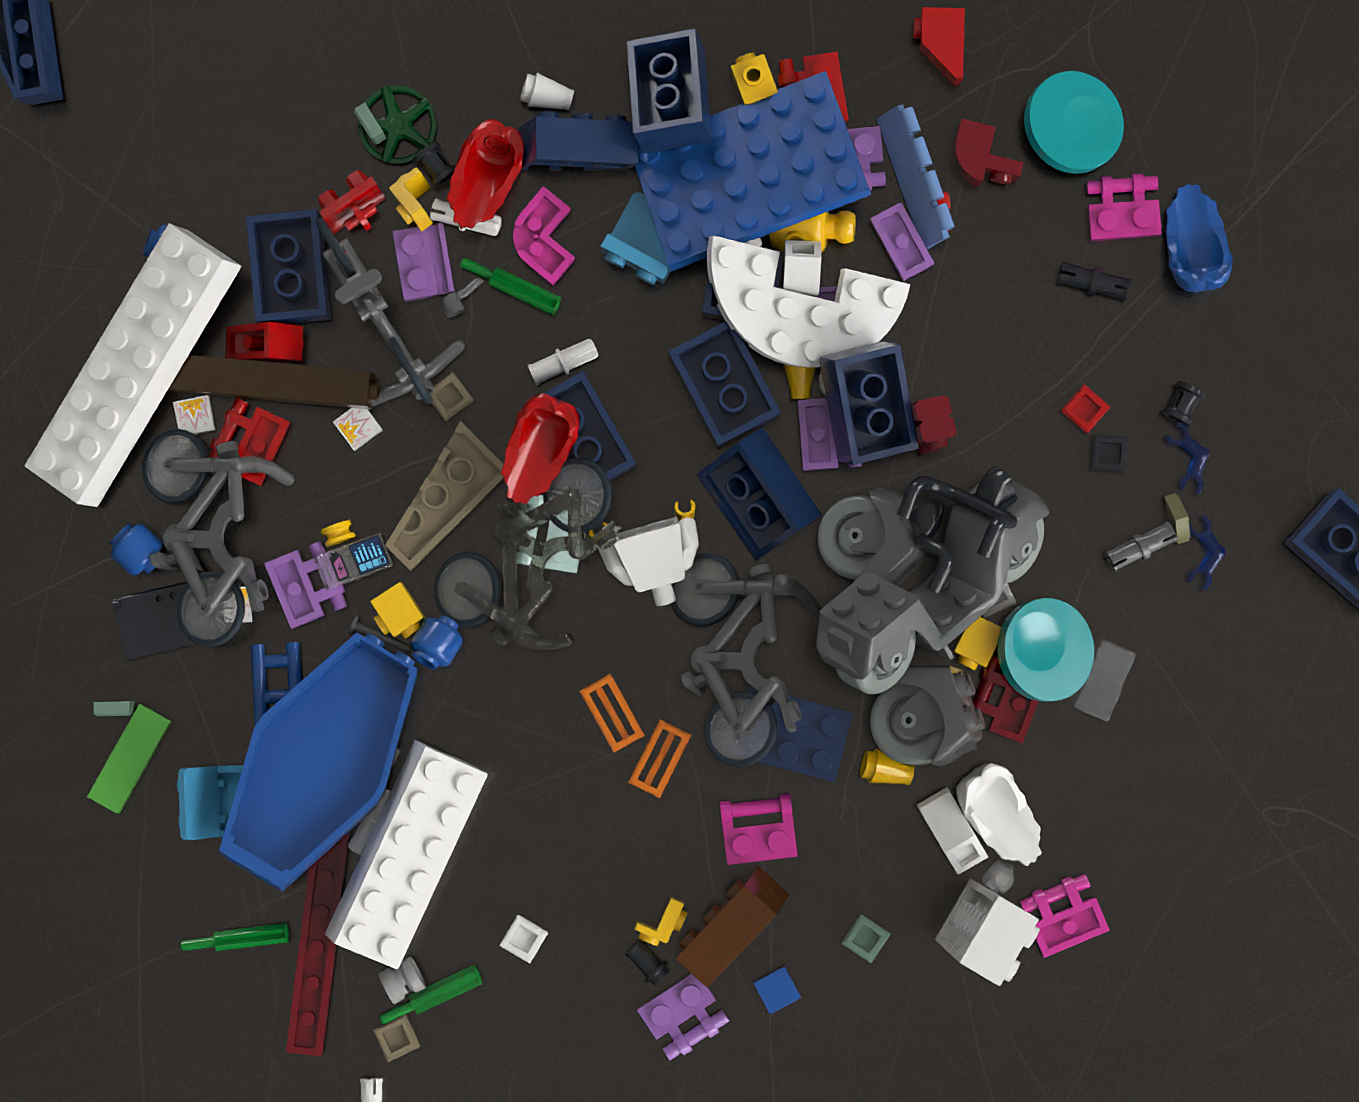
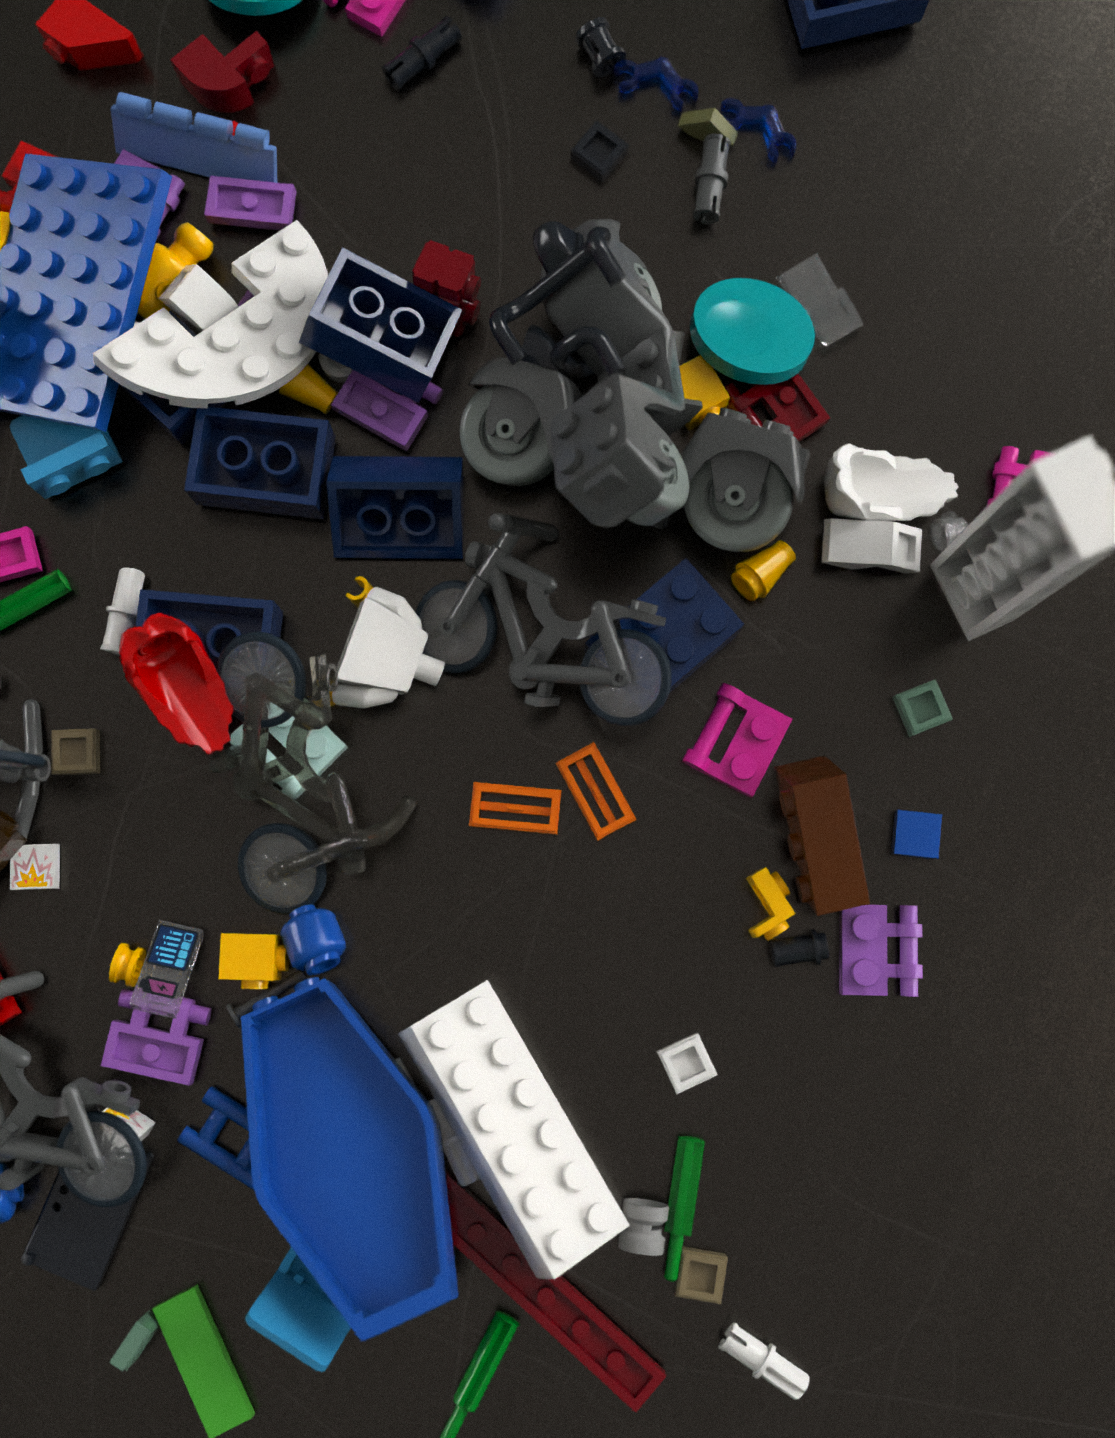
camera: 55 degrees left, 5 degrees down
(453, 488) = (170, 811): dark tan wing -> none
(1085, 409) = (540, 144): red tile -> none

